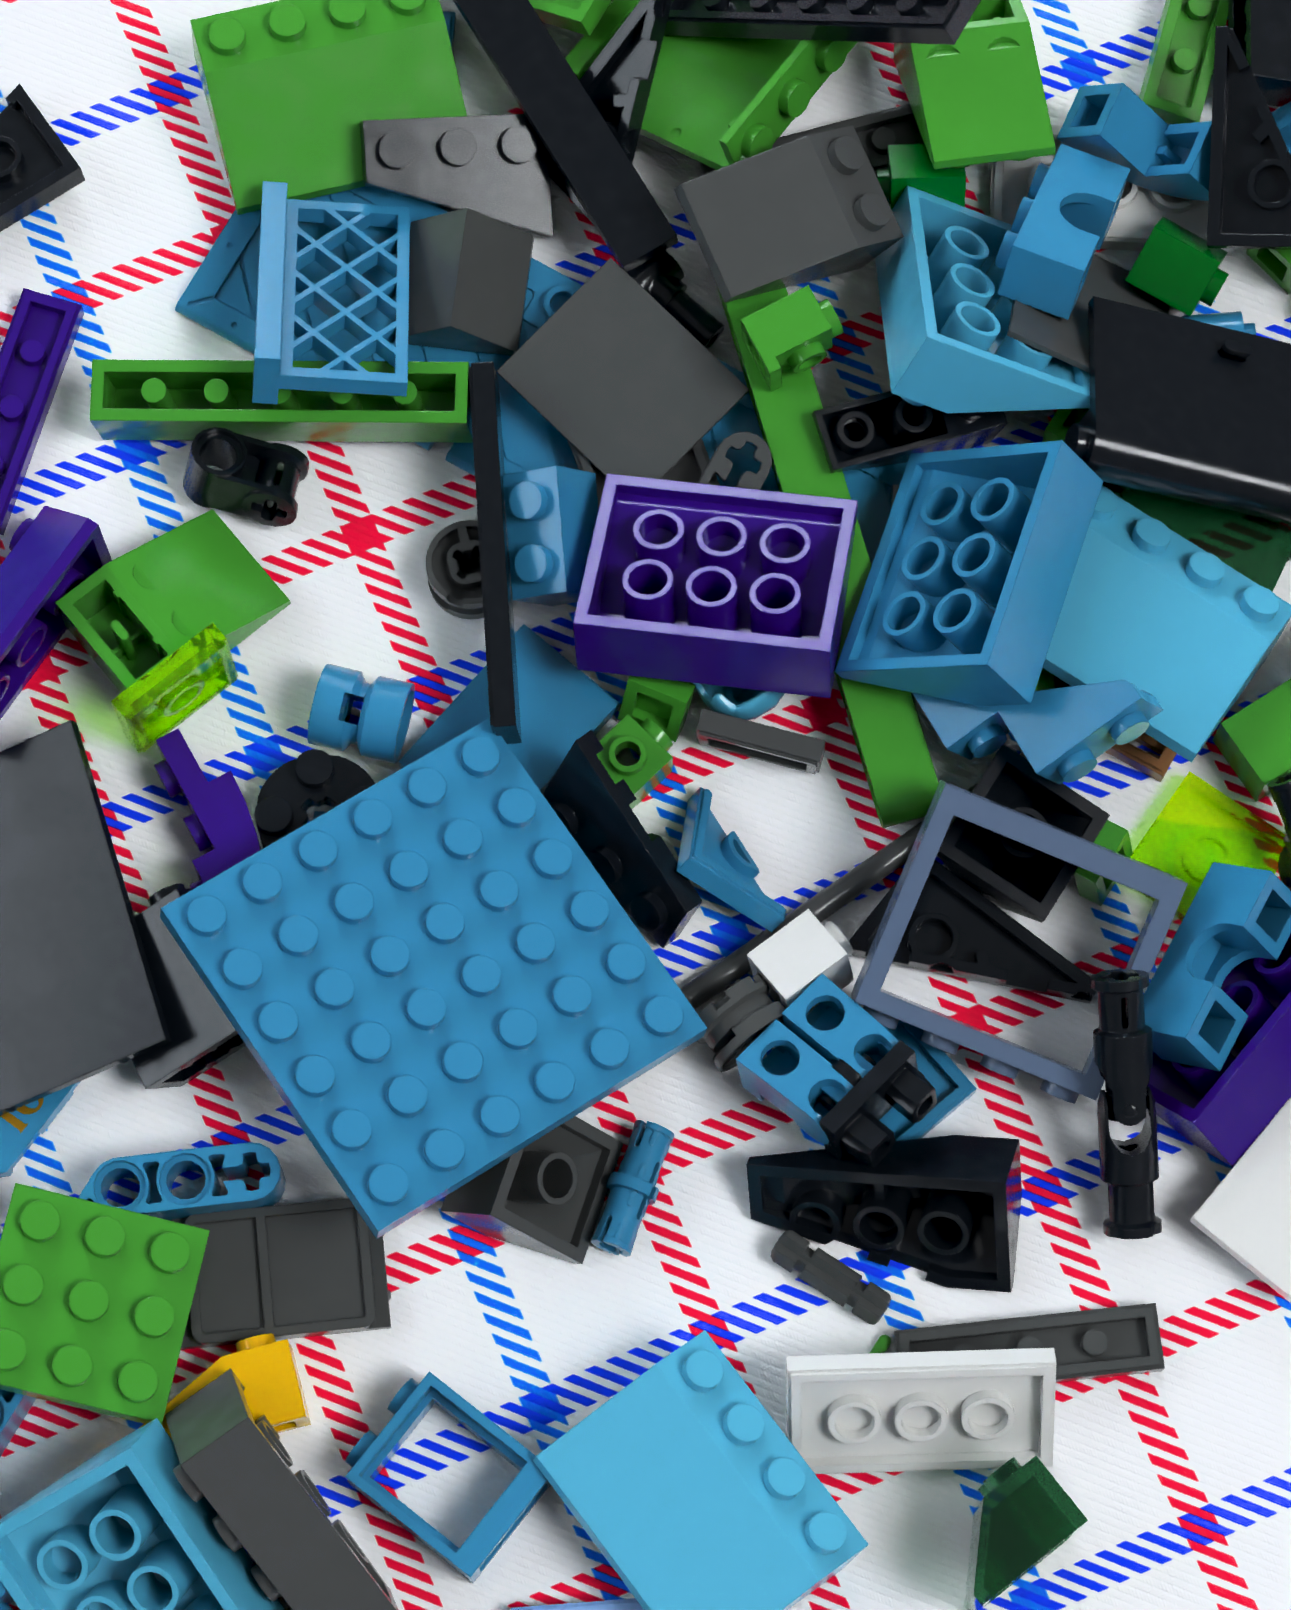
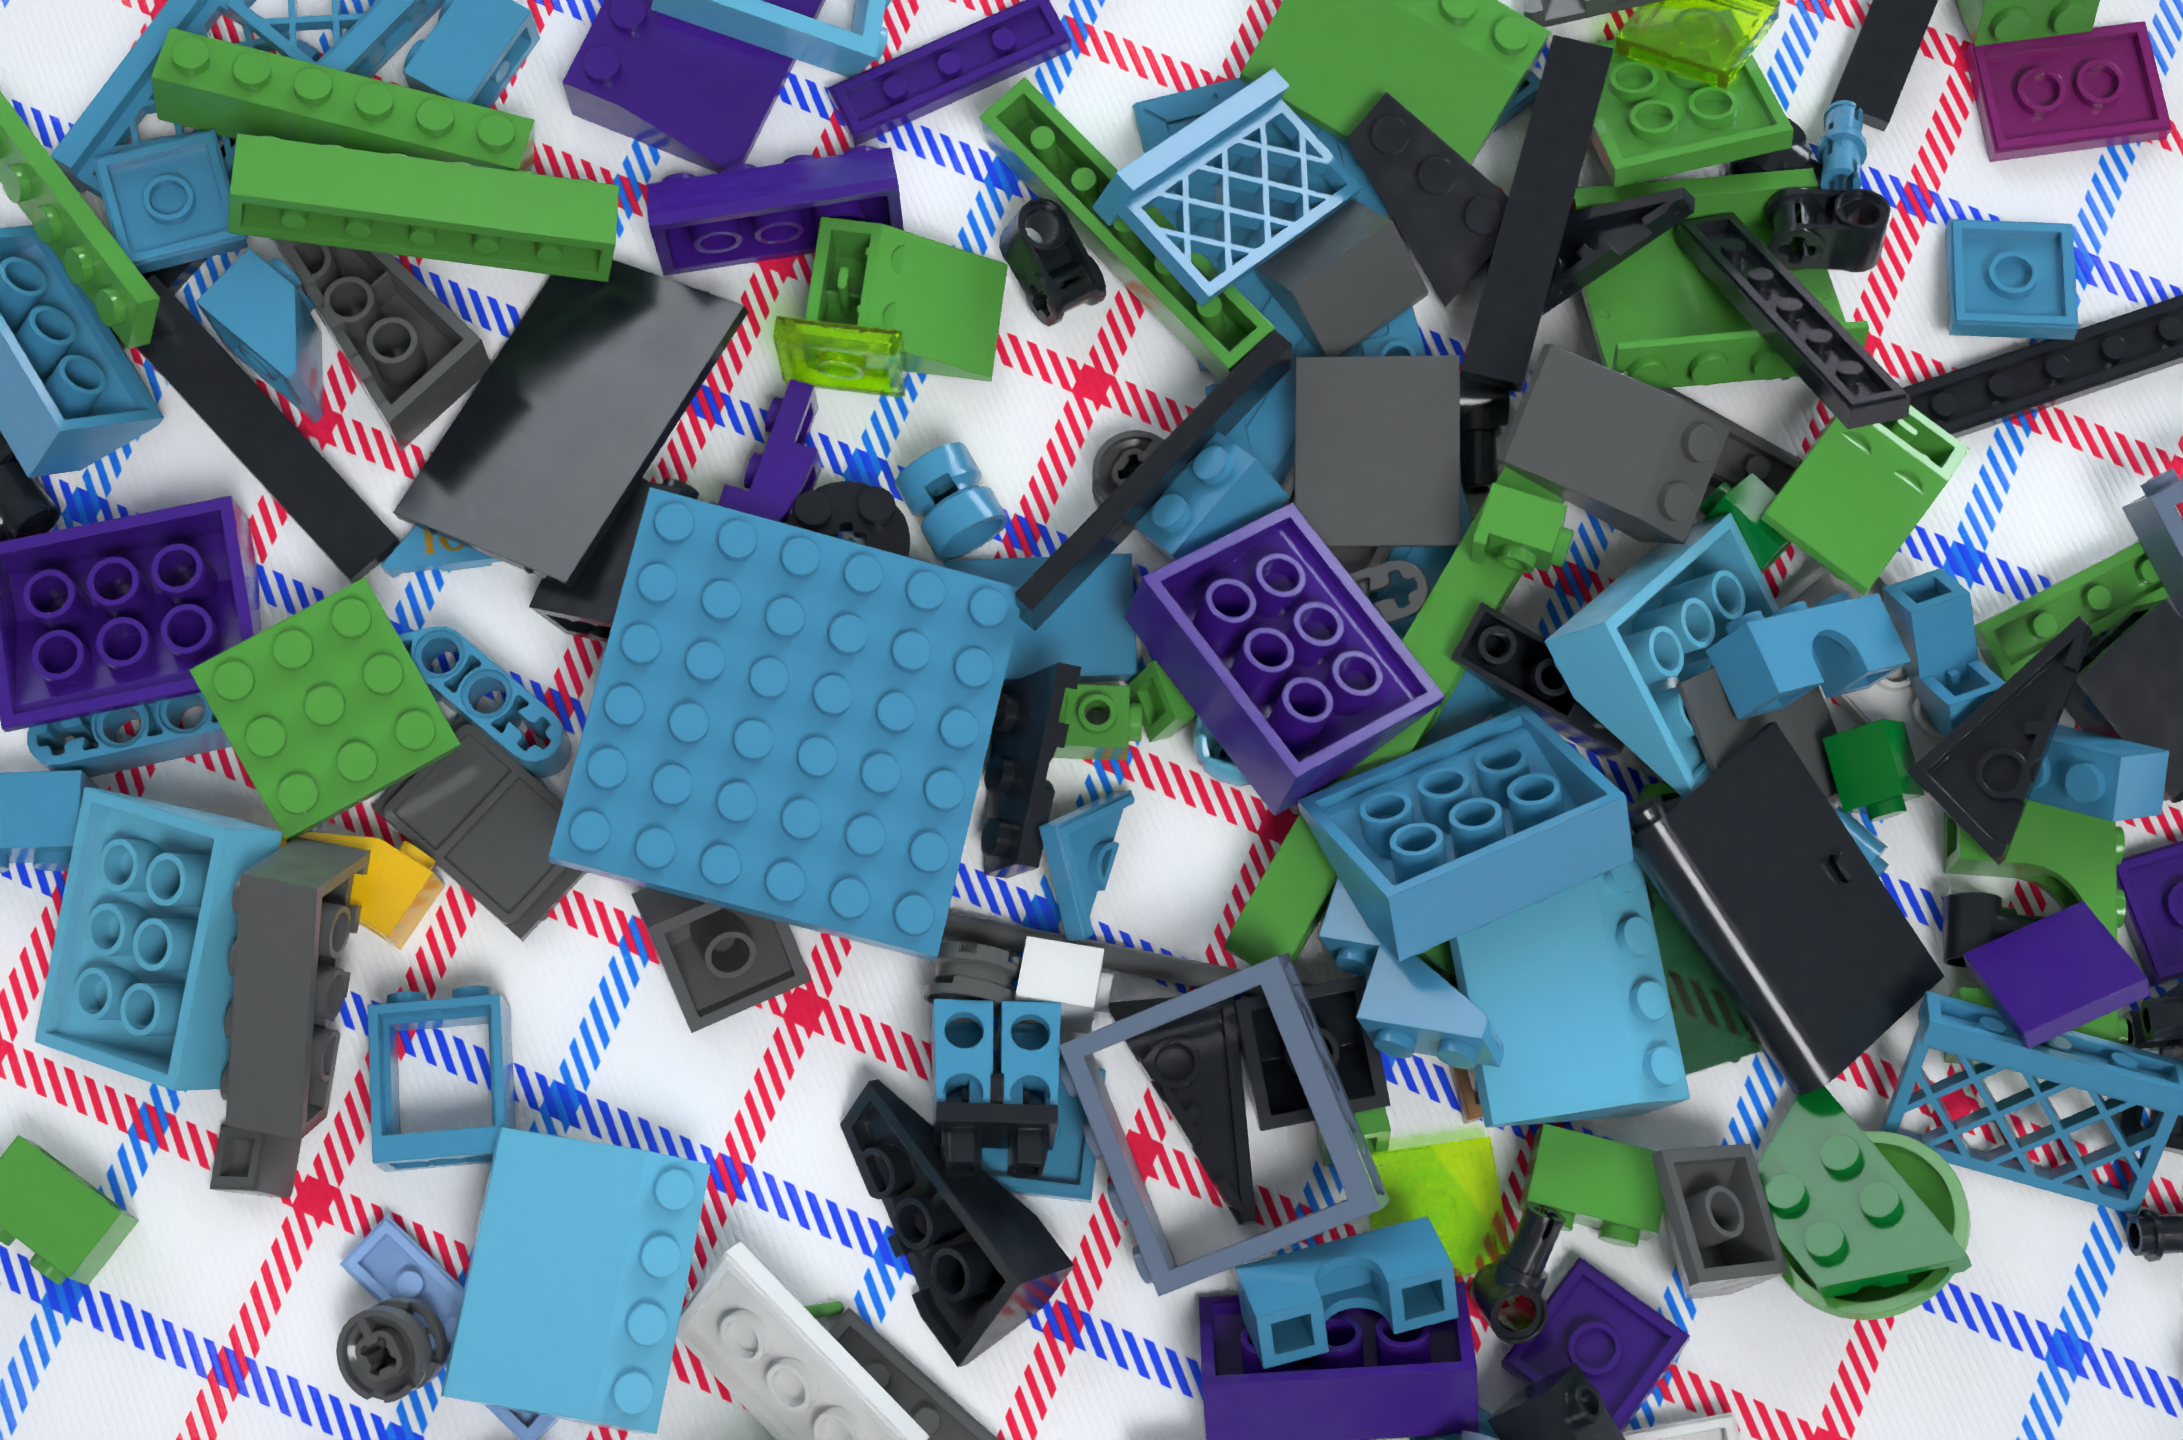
camera: 45 degrees right, 0 degrees up
(632, 1188) = (780, 1017): dark azure pin -> none
(760, 741) = (1204, 800): dark grey tile -> none
(830, 1277) = (847, 1223): dark grey axle -> none
(1125, 1062) = (1200, 1288): black piece -> none

